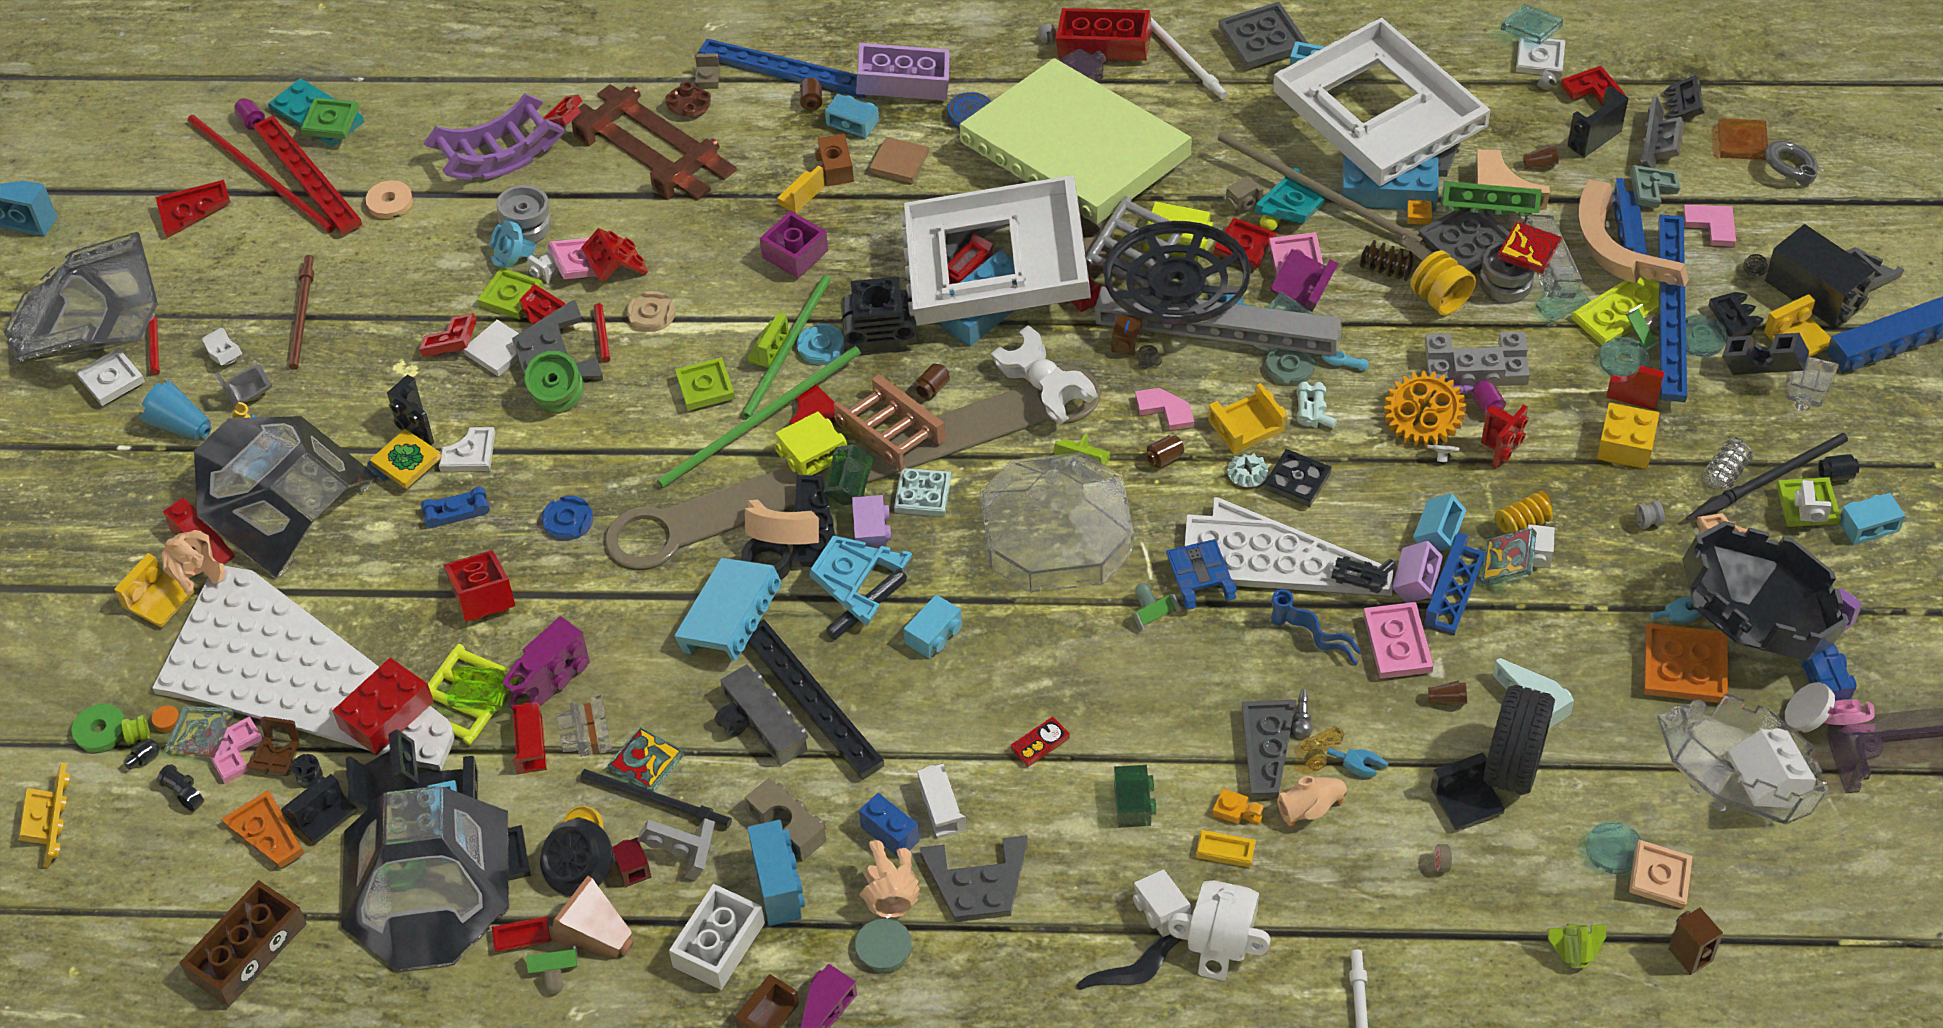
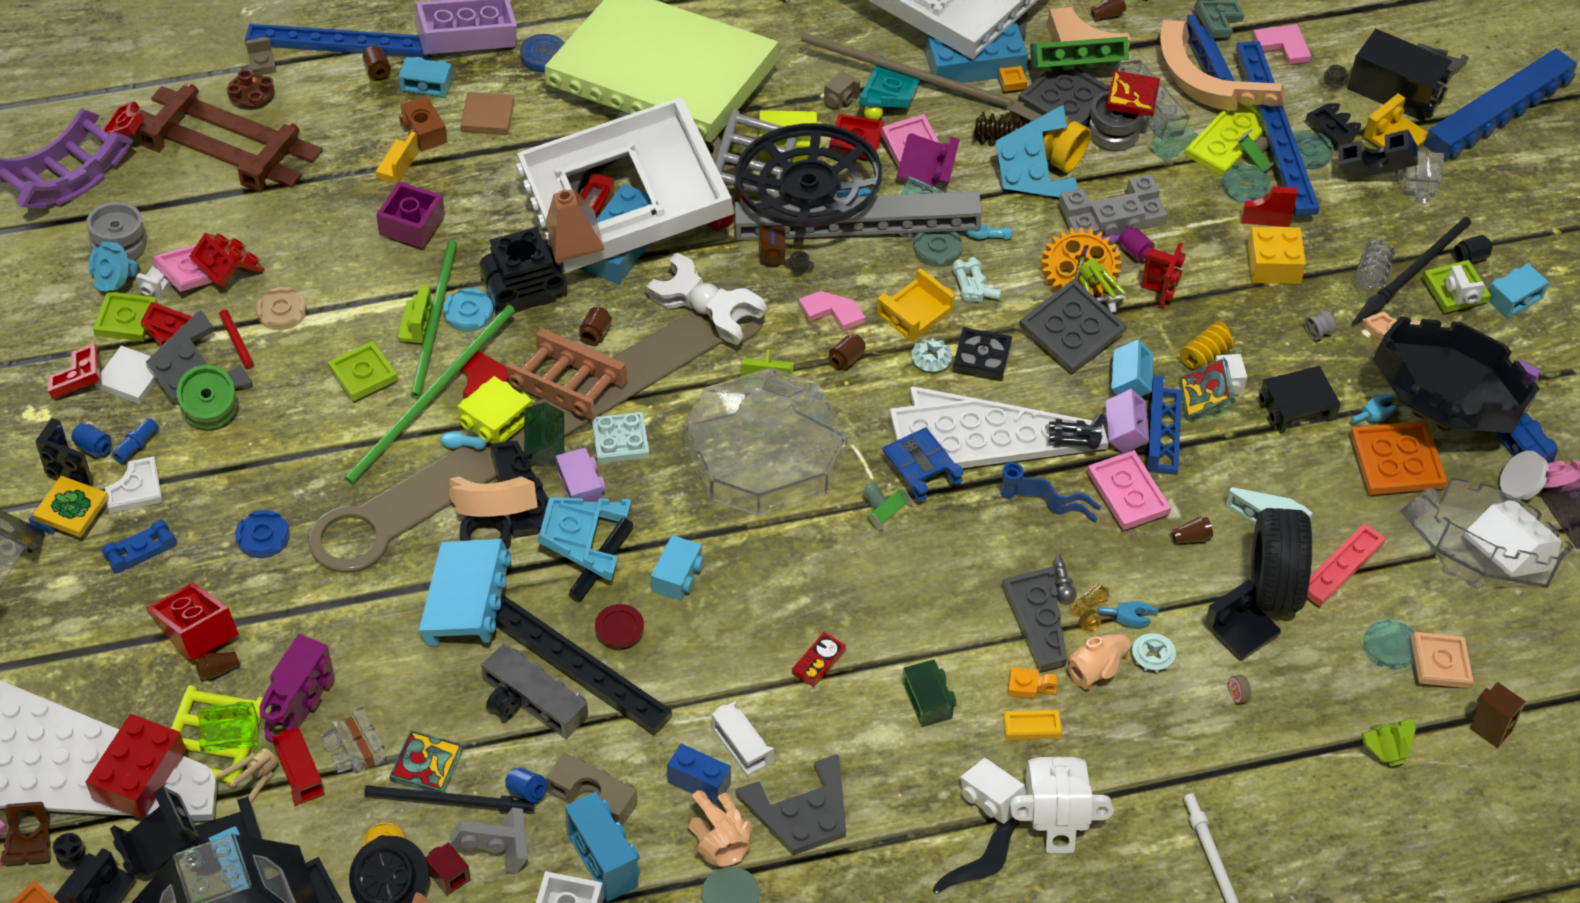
camera: 20 degrees left, 0 degrees up
(443, 401) = (91, 440): none -> blue brick
(481, 409) = (135, 440): none -> blue pin
(486, 629) = (214, 664): none -> reddish brown cone
(494, 728) = (258, 765): none -> tan plant
(726, 800) = (526, 784): none -> blue brick
(769, 464) = (457, 439): none -> medium azure piece
(862, 670) = (619, 626): none -> dark red piece
(929, 282) = (572, 226): none -> nougat slope
(1373, 795) = (1155, 643): none -> light aqua gear
(1395, 467) = (1072, 325): none -> dark grey plate
(1400, 293) = (1025, 160): none -> medium azure wing
(1430, 419) = (1095, 273): none -> lime plant
(1590, 758) = (1344, 563): none -> coral plate
(1602, 581) = (1298, 396): none -> black panel

